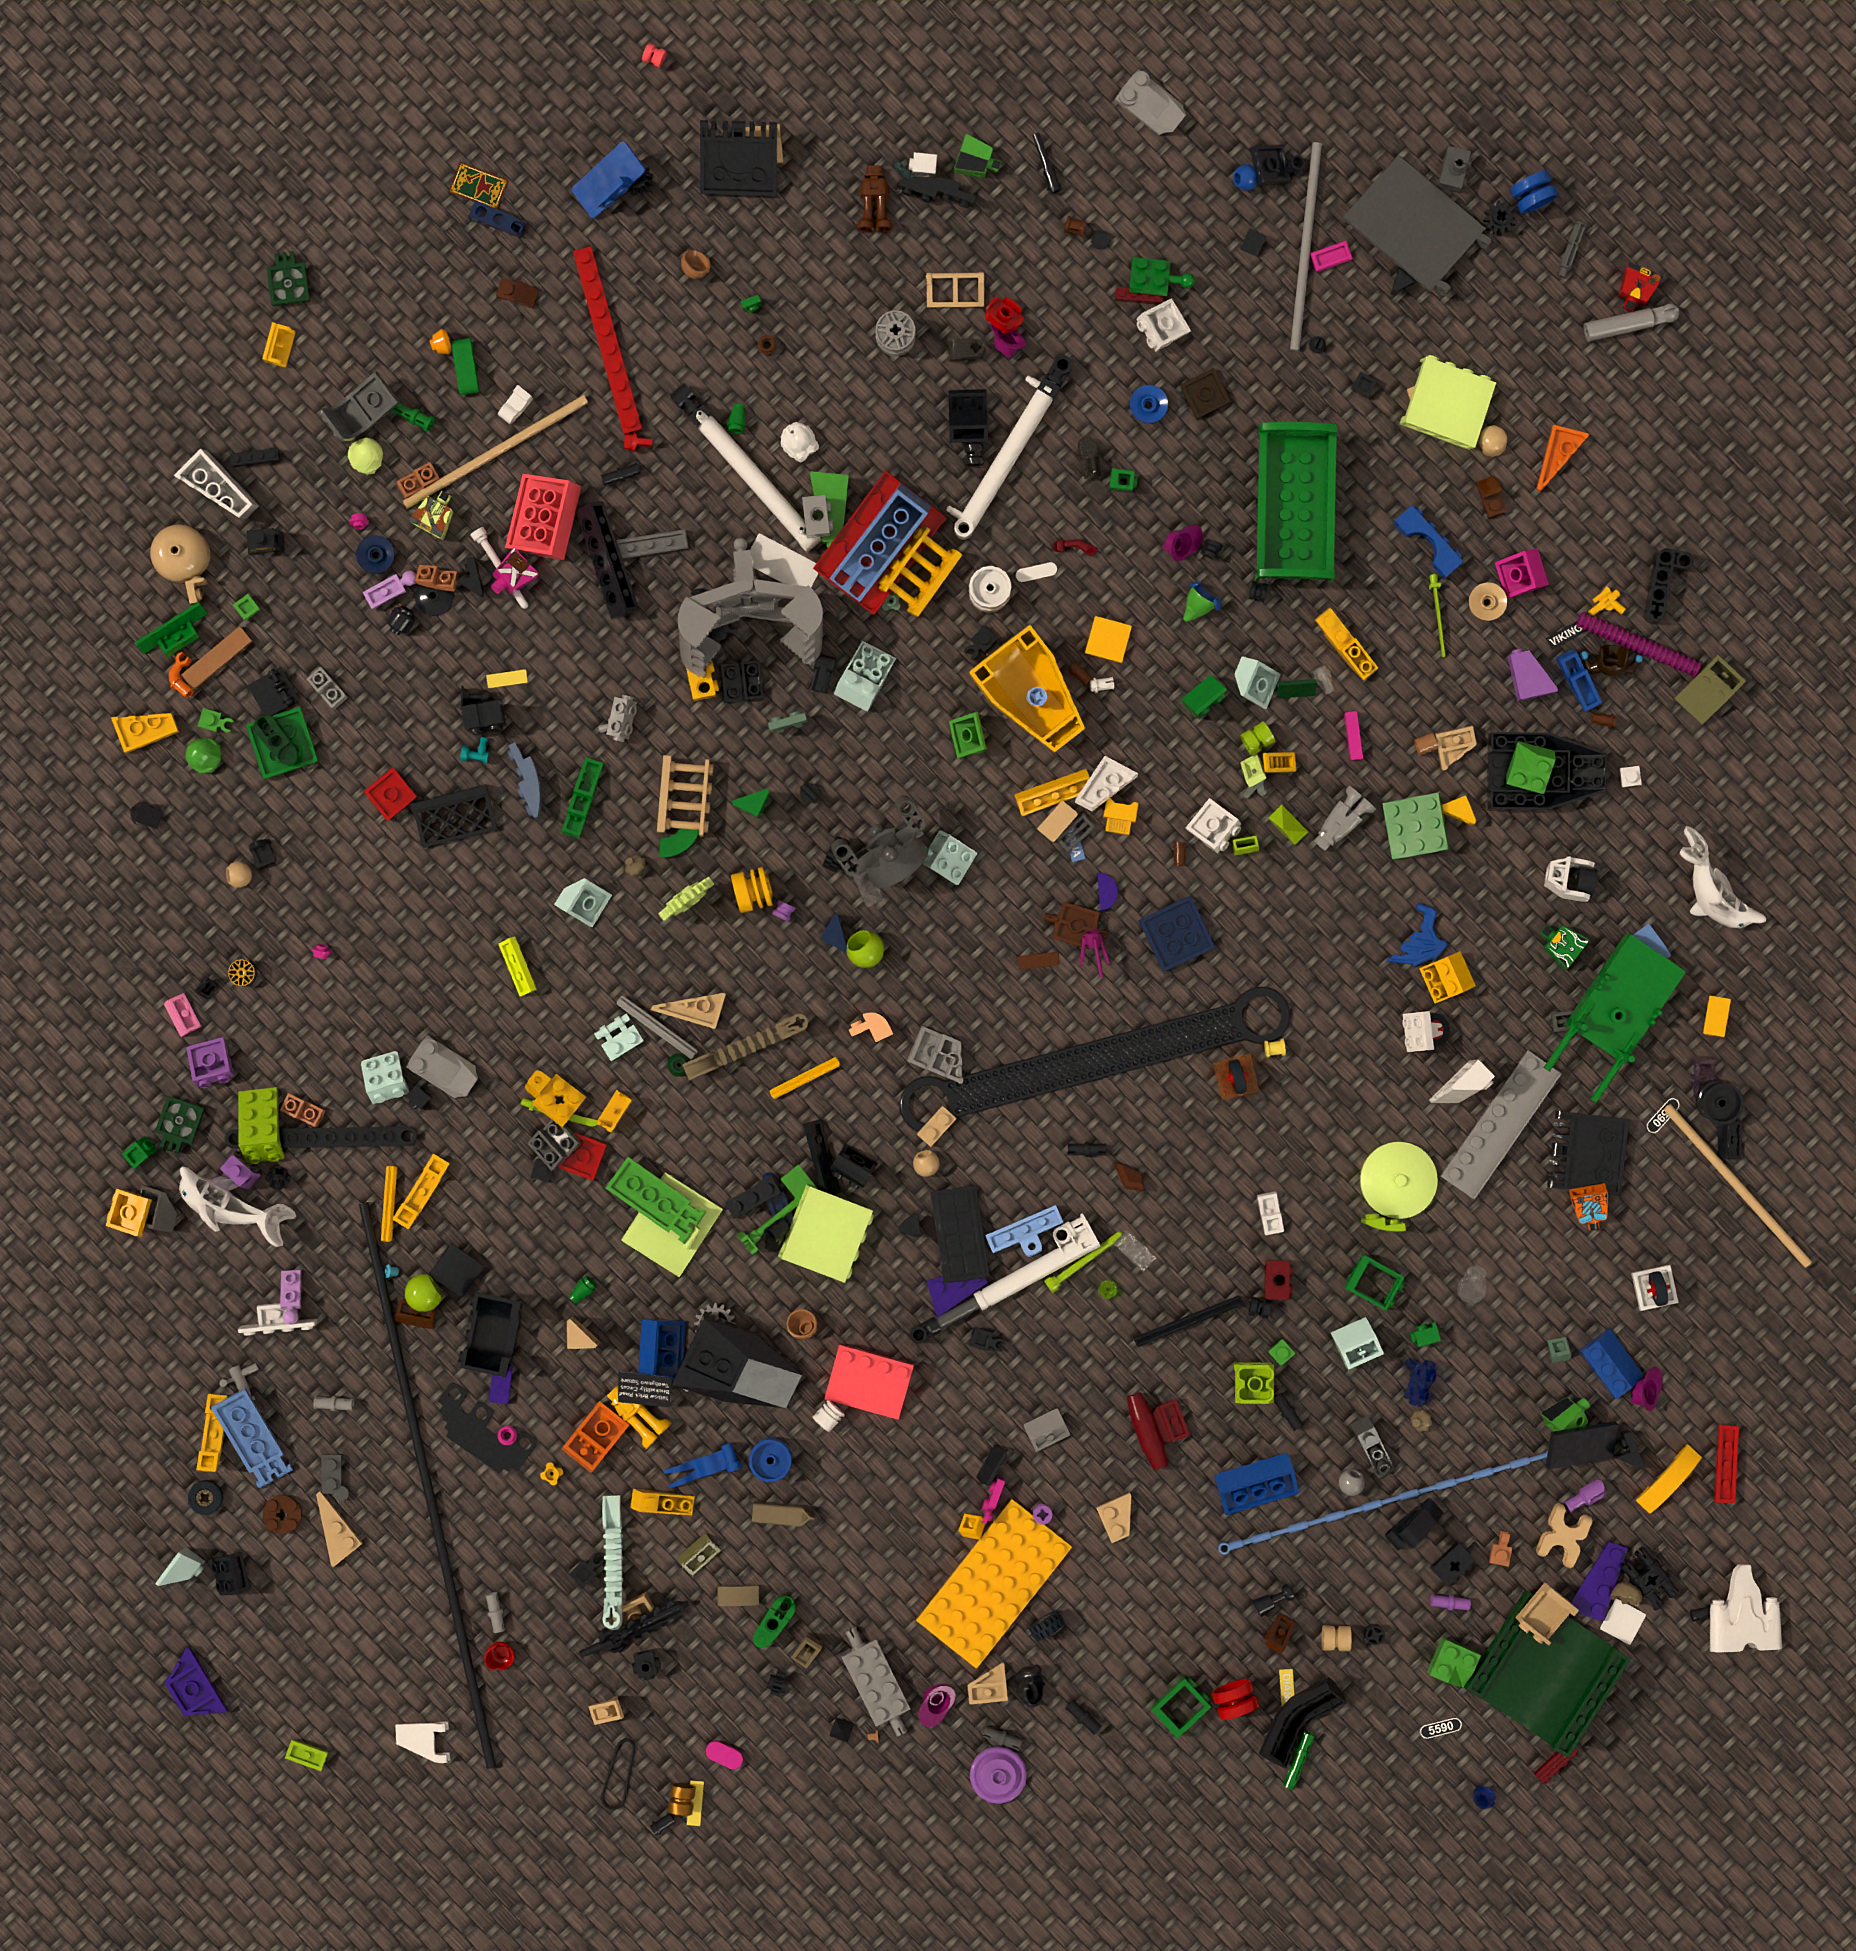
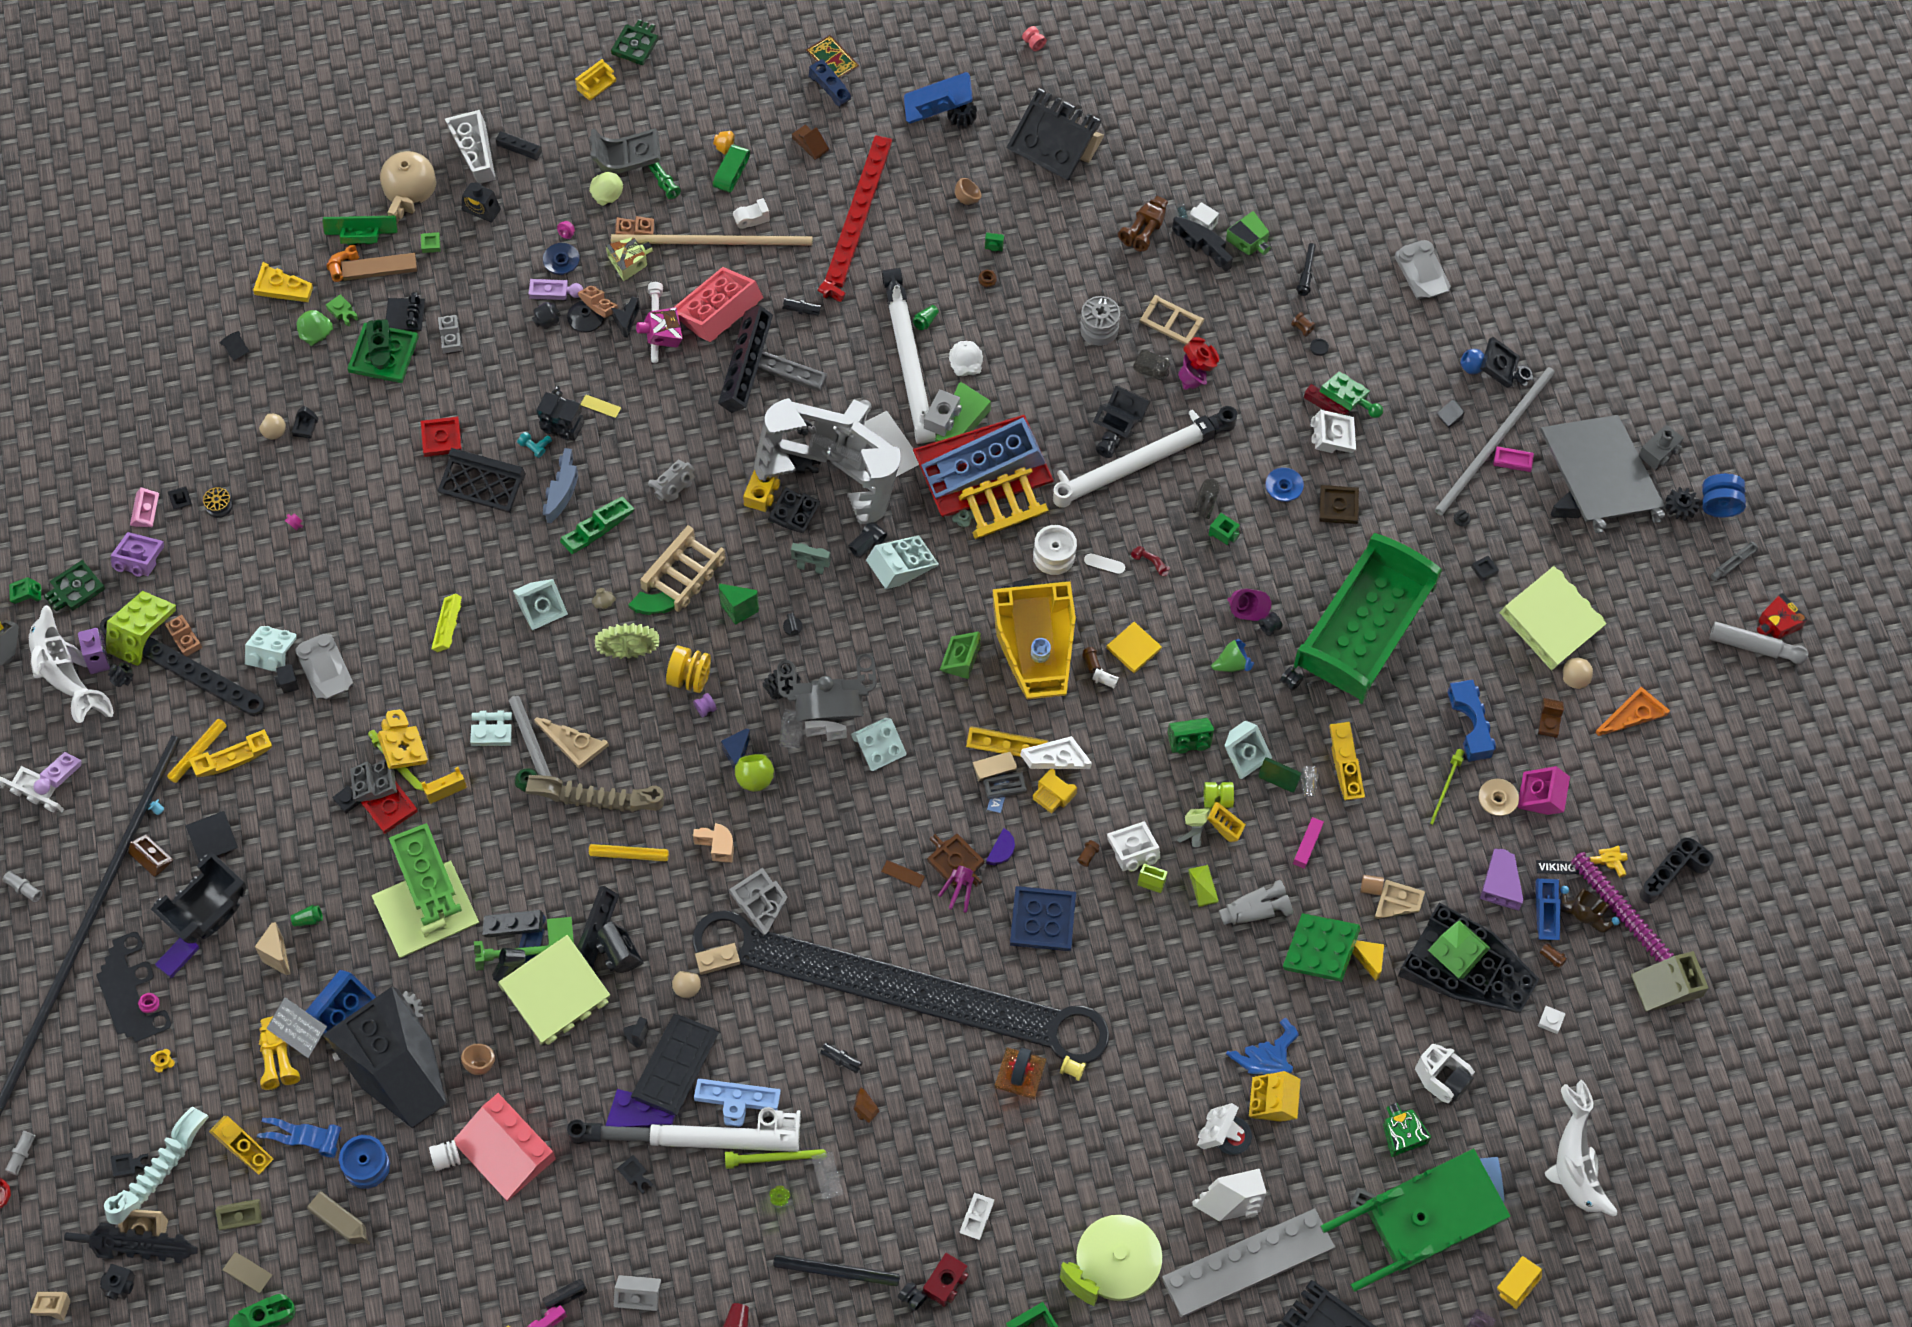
camera: 30 degrees right, 25 degrees down
(422, 1293) = (167, 835): lime helmet -> none
(595, 1437) = (223, 1050): orange slope -> none

